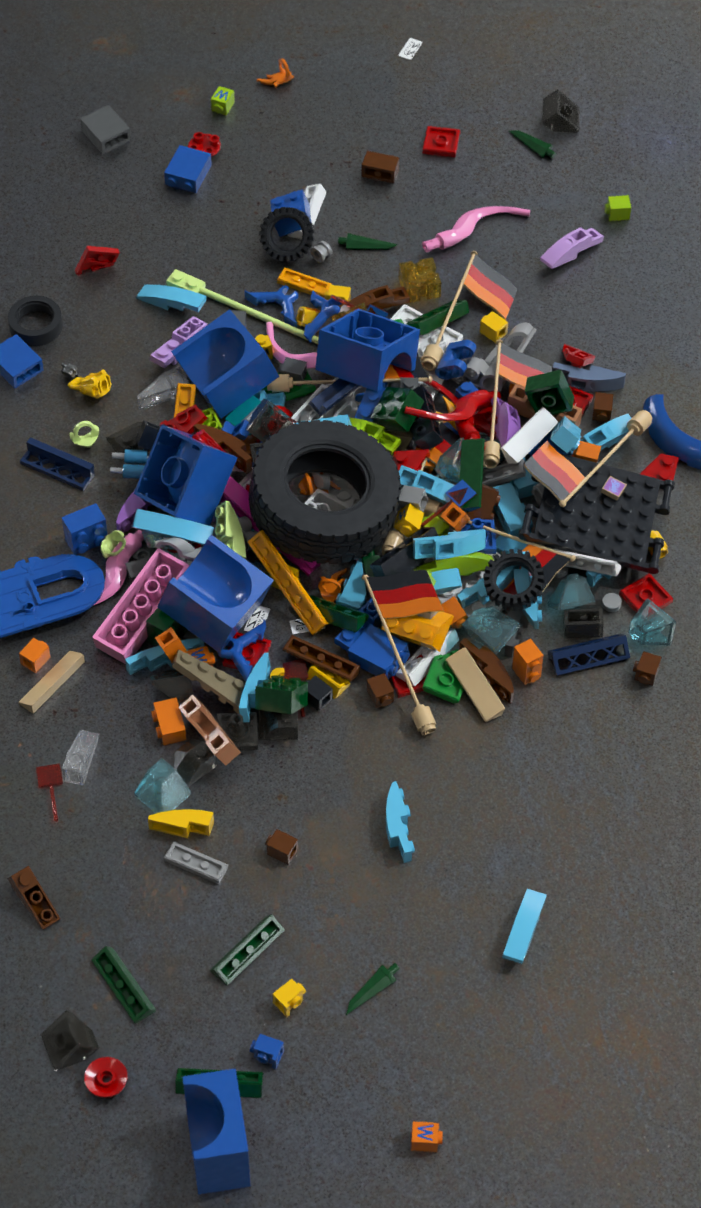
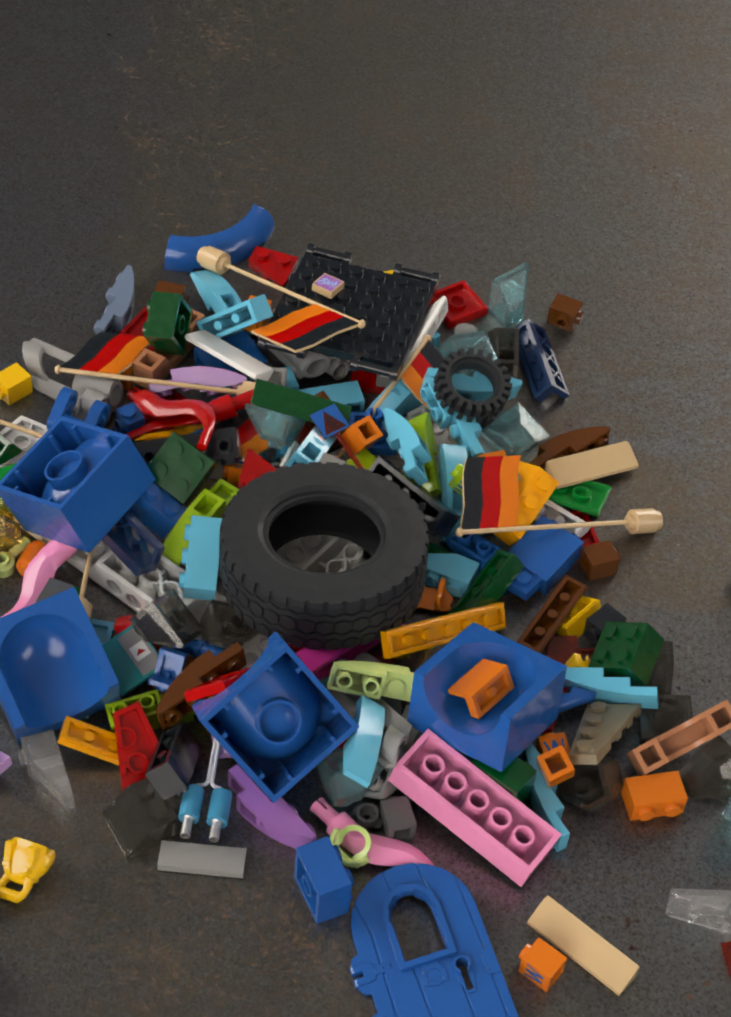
camera: 90 degrees left, 5 degrees down
(64, 461) = (165, 920): dark blue fence -> none
(86, 440) = (127, 879): yellowish green piece -> none
(105, 481) = (202, 859): none -> light grey tile
(216, 586) = (483, 686): none -> orange panel
(527, 662) = (565, 408): orange brick -> none
(577, 357) = (83, 308): red wing -> none

